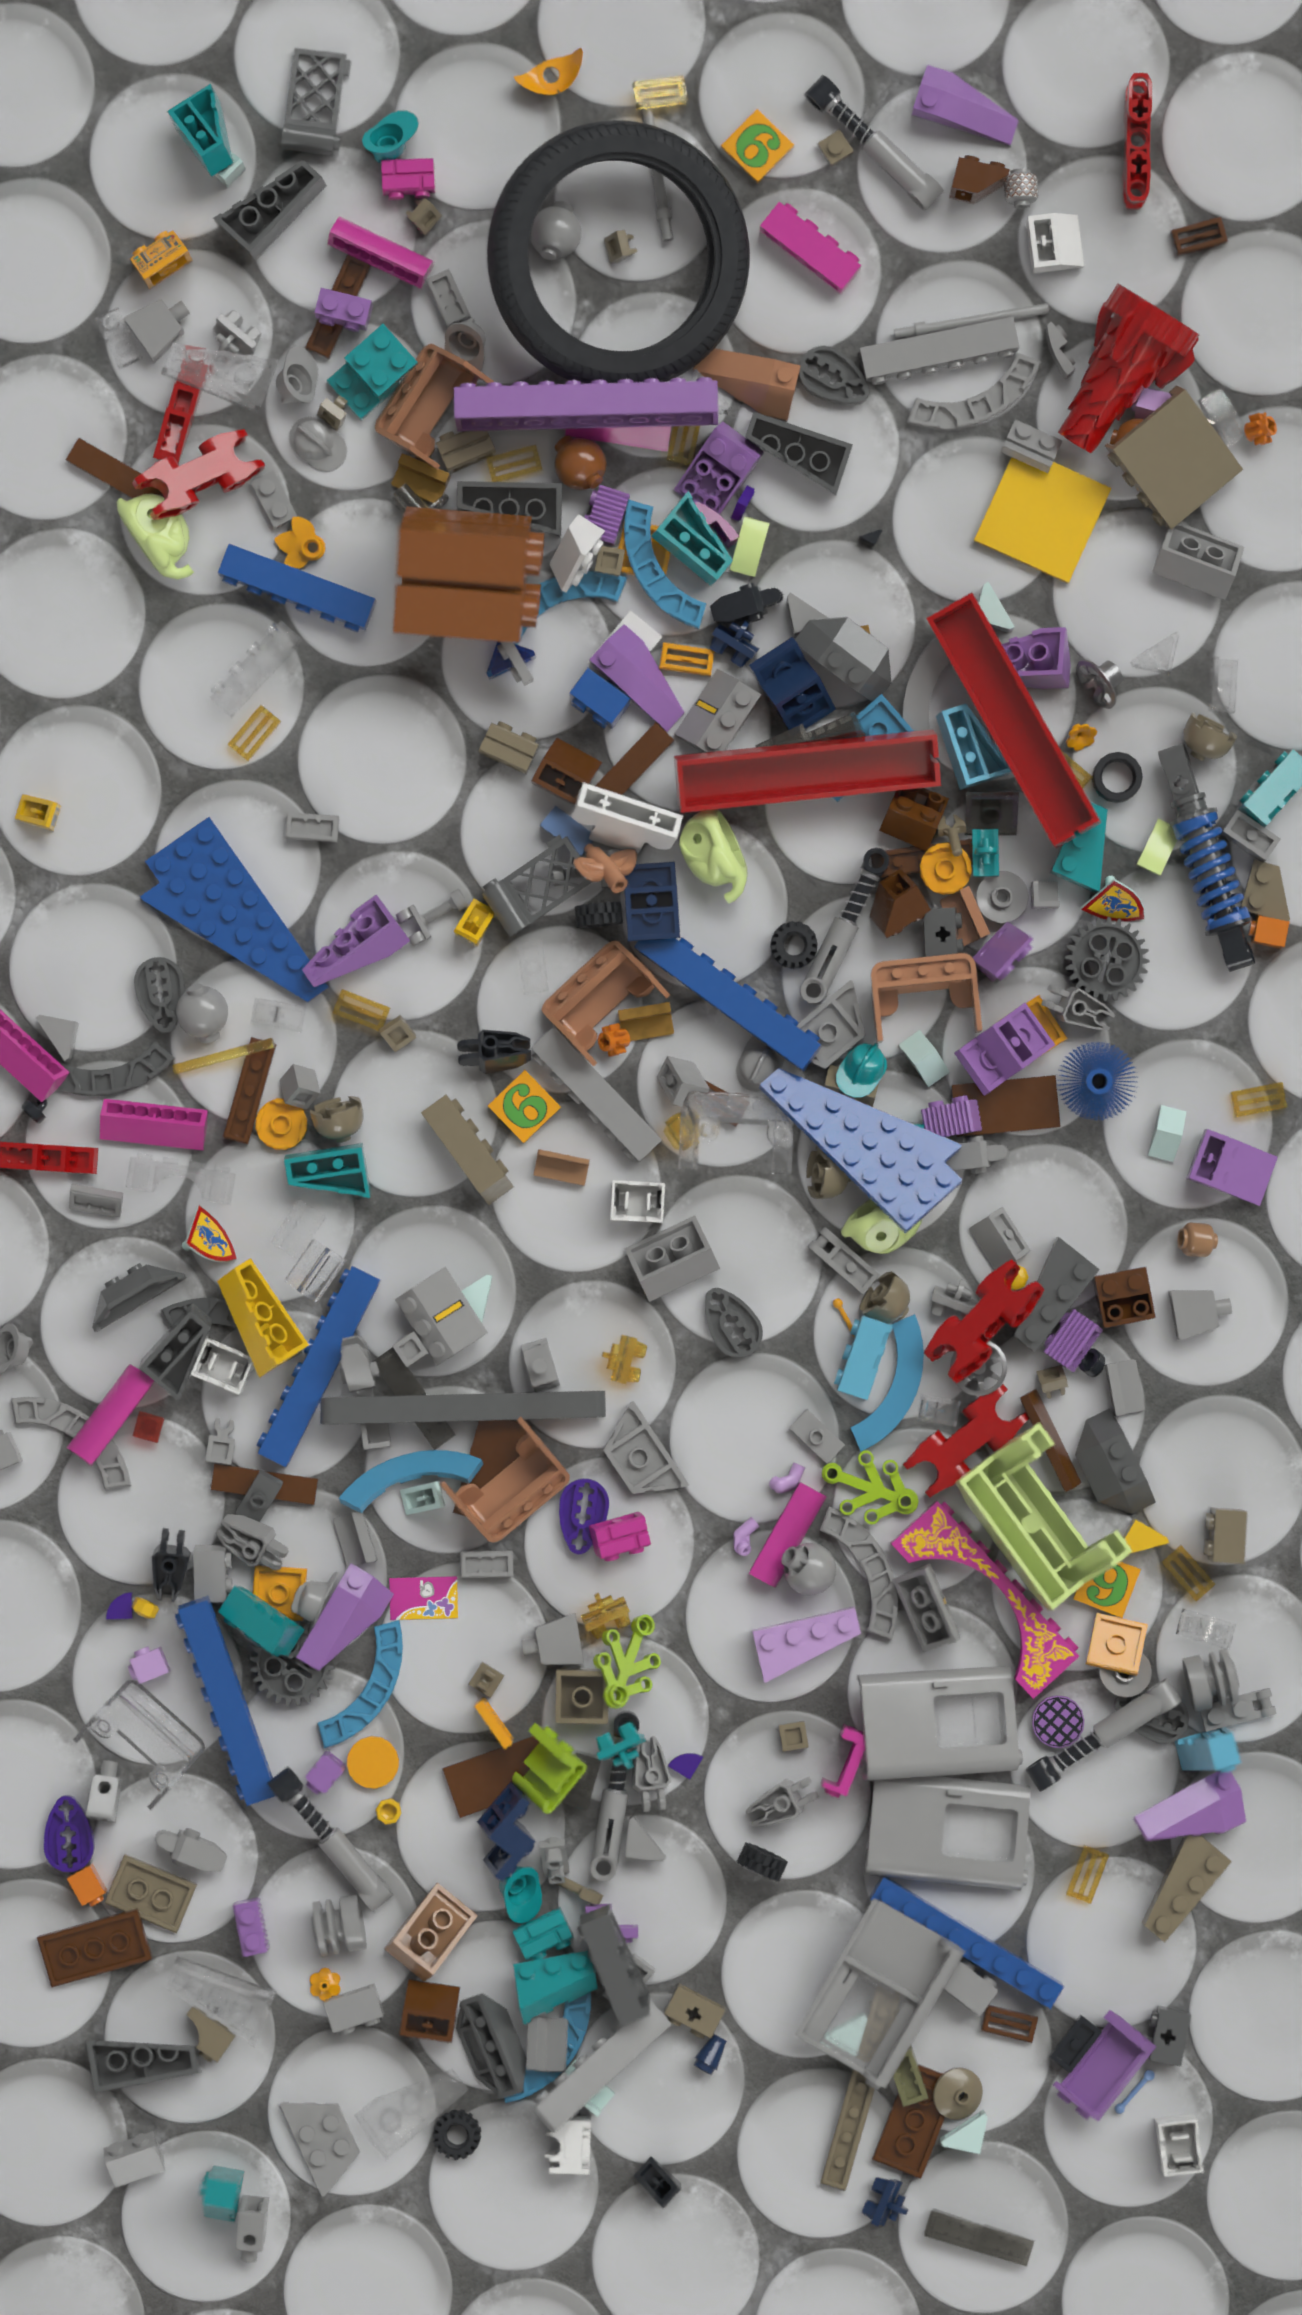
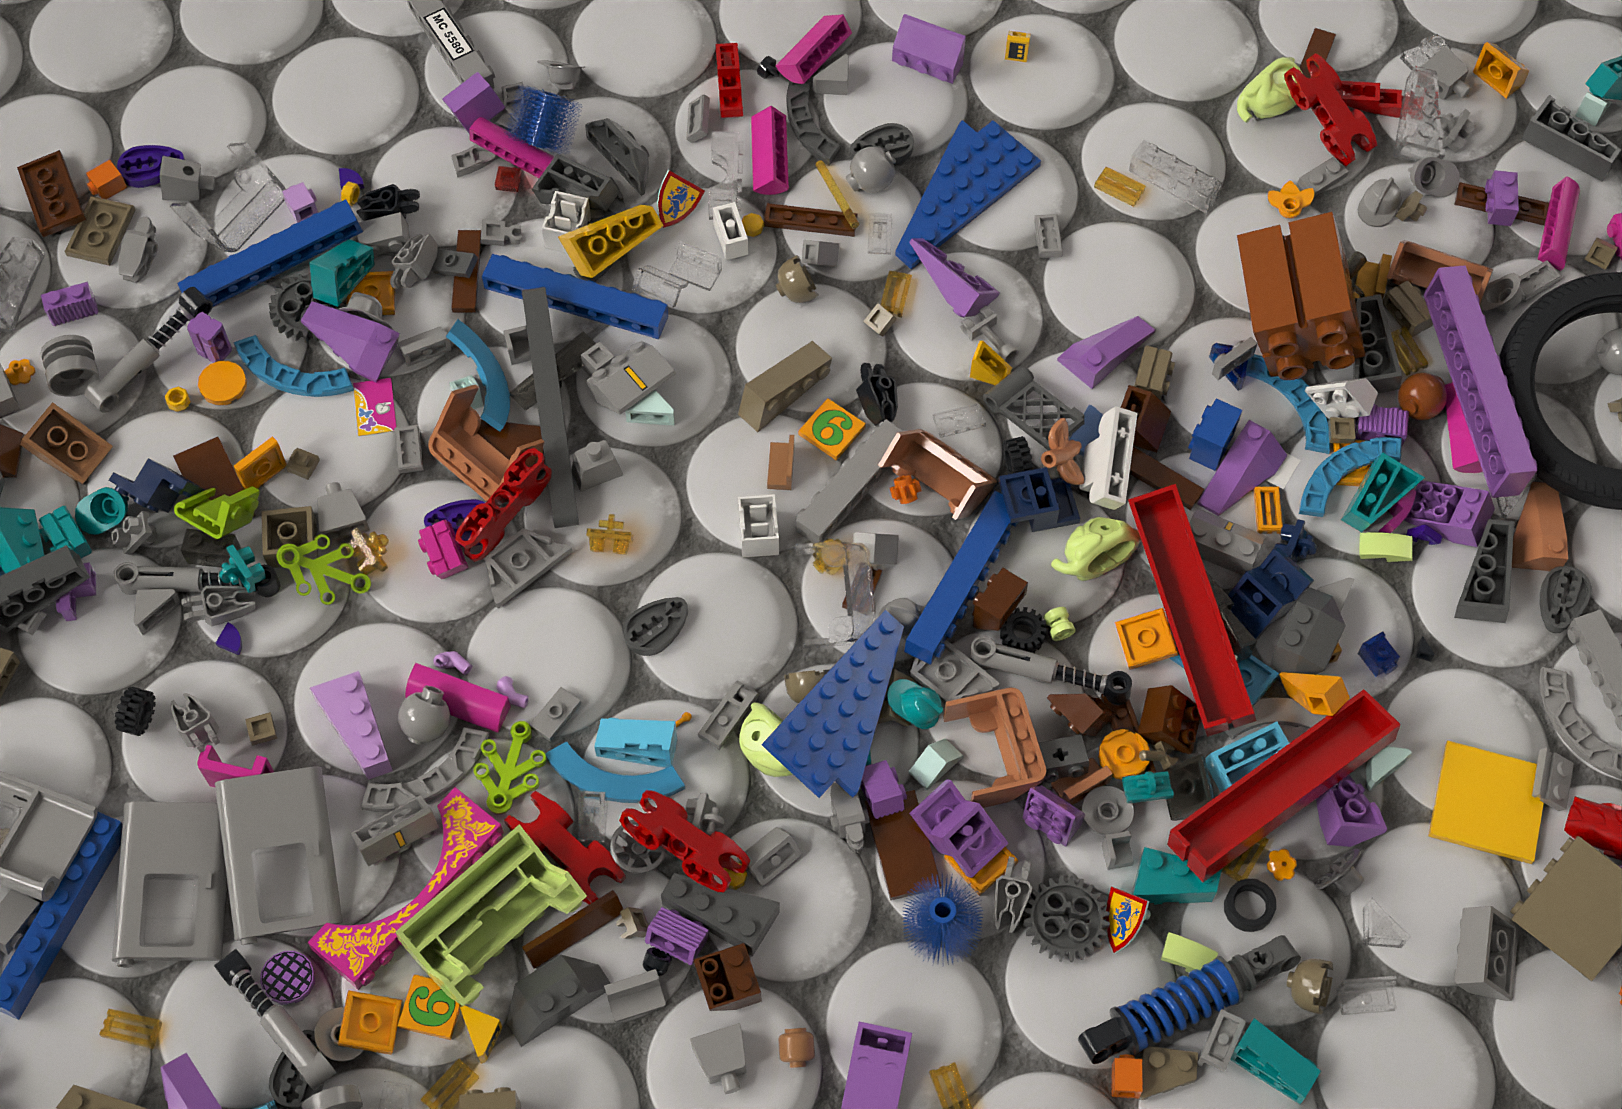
camera: 80 degrees right, 25 degrees down
(42, 1458) = (473, 100): none -> medium lavender slope
(43, 921) = (928, 48): none -> medium lavender slope
(94, 1378) = (544, 119): none -> blue piece
(248, 1157) = (753, 224): none -> yellow tile
(261, 1183) = (730, 231): none -> white brick
(281, 1124) = (783, 244): light orange tile -> none
(296, 587) = (1252, 190): blue brick -> none
(330, 1169) = (750, 283): teal wedge -> none
(357, 1365) = (576, 316): light grey hinge -> none
(372, 371) = (1461, 226): teal bracket -> none
(470, 799) = (1101, 353): none -> medium lavender wedge
(584, 1893) = (102, 563): dark tan bar -> none
(593, 1479) = (488, 519): none -> red piece
(647, 1021) = (928, 517): pearl gold panel -> none
(672, 1258) = (708, 564): light grey slope -> none
(679, 459) = (1470, 483): clear yellow tile -> none
(746, 604) = (1333, 548): black hinge -> none
(766, 964) = (998, 600): none -> reddish brown slope
(797, 906) = (1059, 623): none -> yellowish green wheel
(820, 822) = (1146, 638): none -> light orange tile
(865, 591) = (1374, 660): none -> clear blue brick
(888, 1300) = (694, 756): dark tan cylinder -> none
(924, 661) = (1316, 692): none -> light orange slope
(1167, 1133) = (901, 1003): light aqua slope -> none

